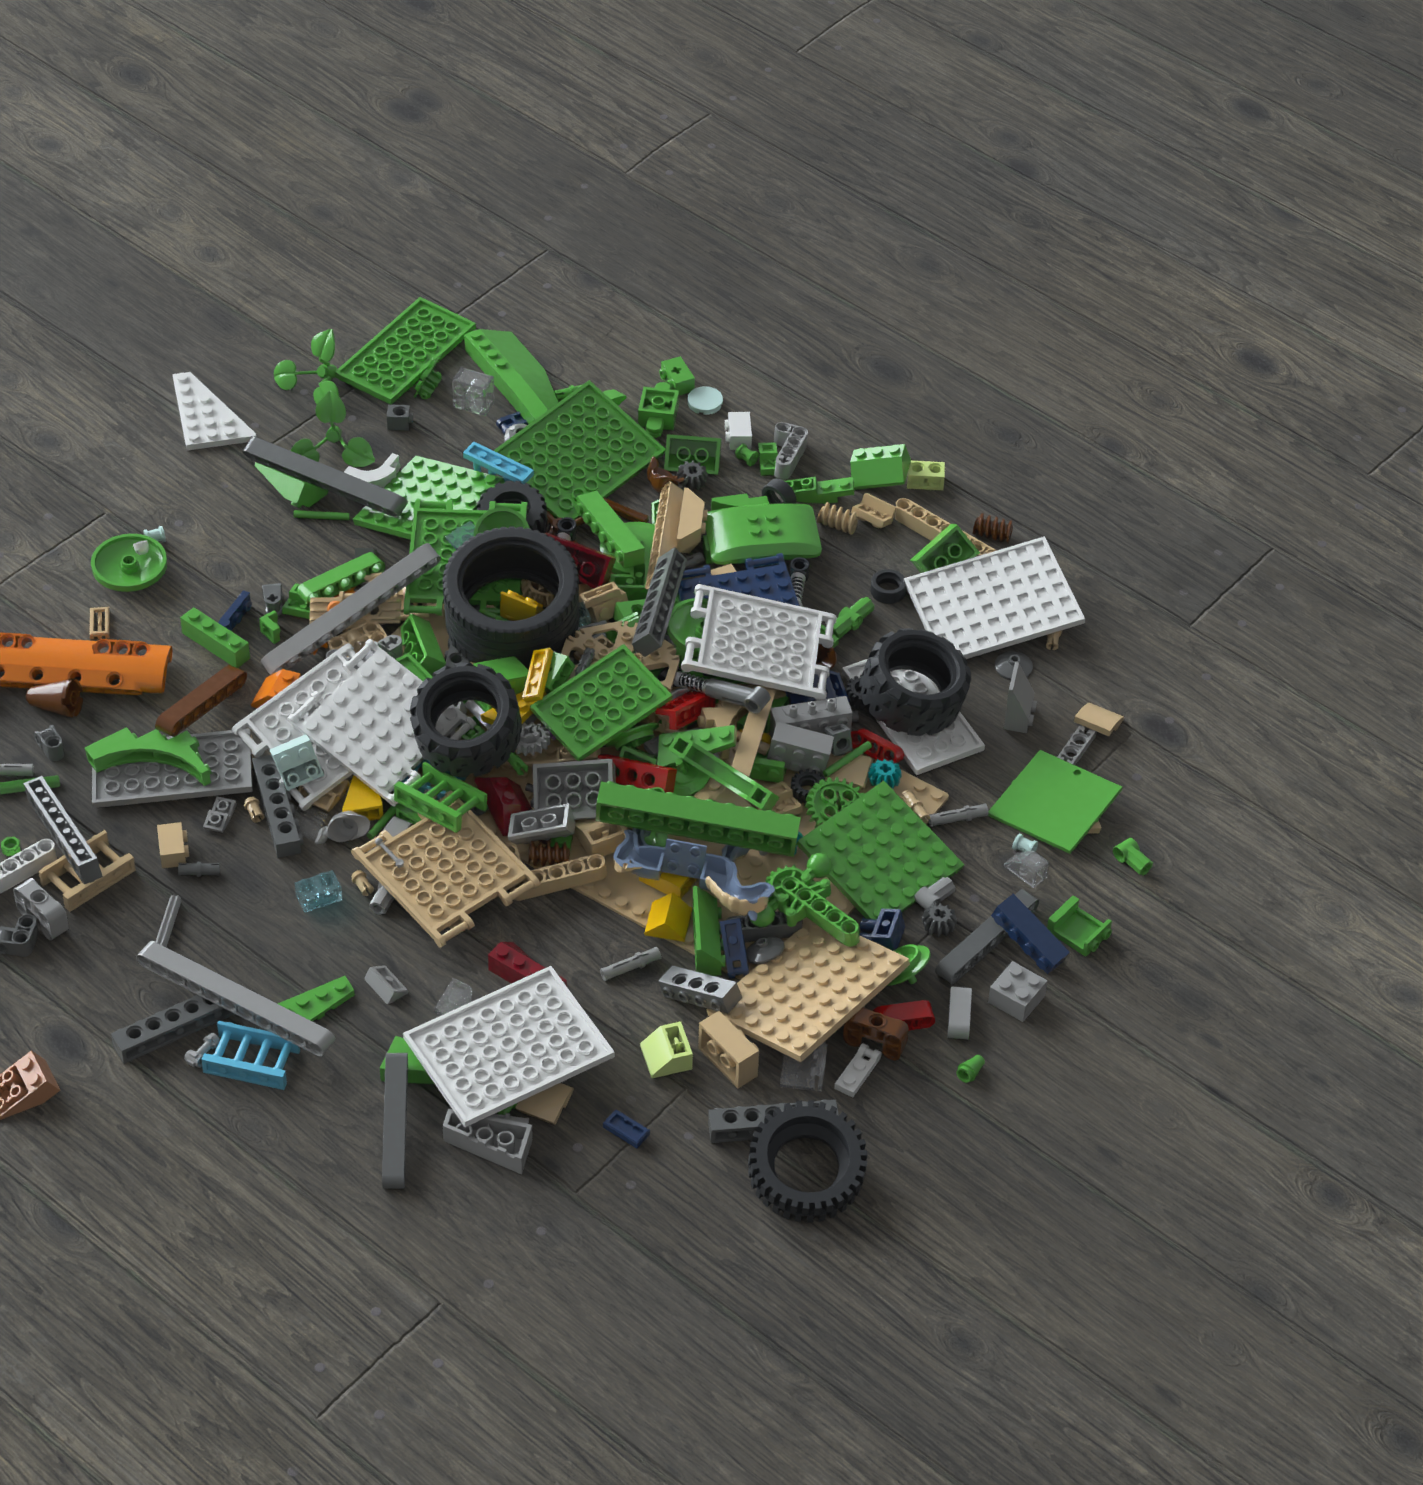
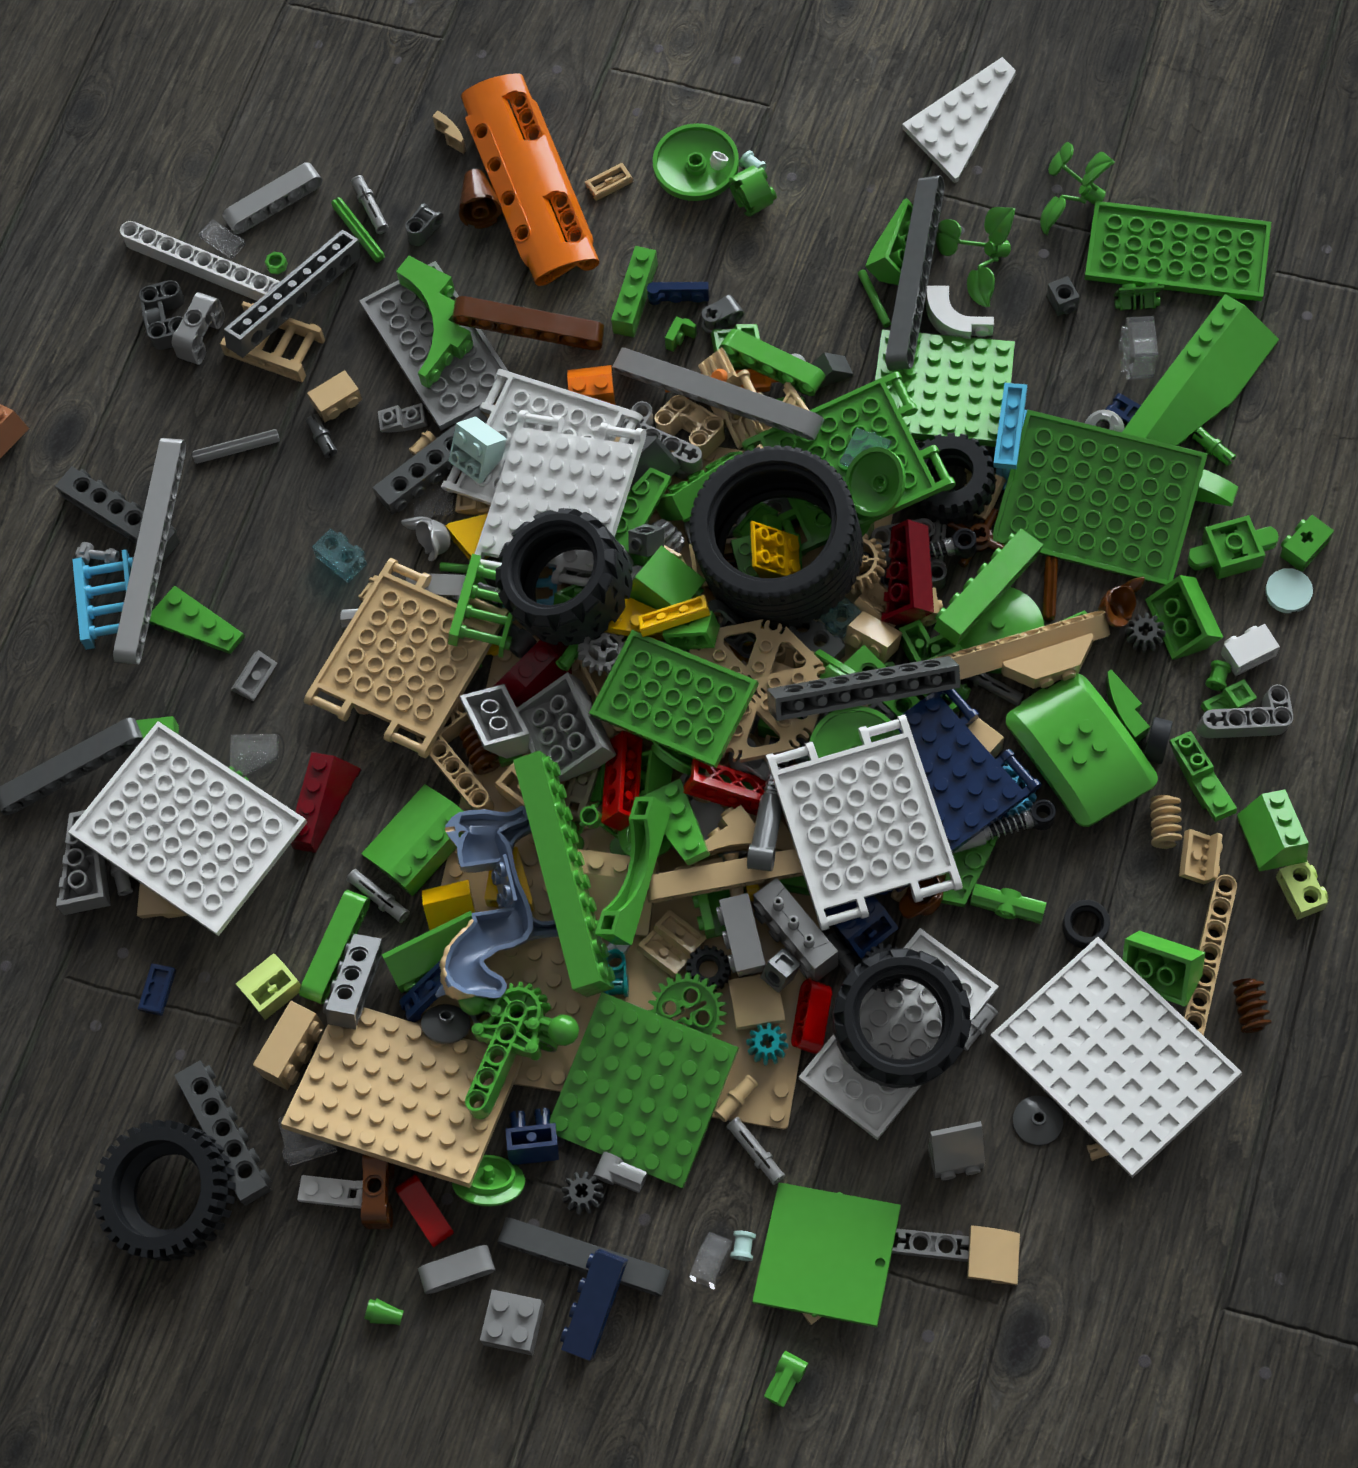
camera: 75 degrees right, 20 degrees up
(182, 539) = (752, 190): none -> bright green brick
(399, 862) = (387, 609): light grey hinge -> none
(585, 660) = (725, 654): dark grey axle -> none
(599, 919) = (415, 840): none -> bright green slope
(600, 594) = (869, 623): tan tile -> none
(656, 1000) = (331, 950): none -> bright green beam
(846, 759) = (765, 993): bright green bar -> none
(1078, 927) = (645, 1357): bright green panel -> none

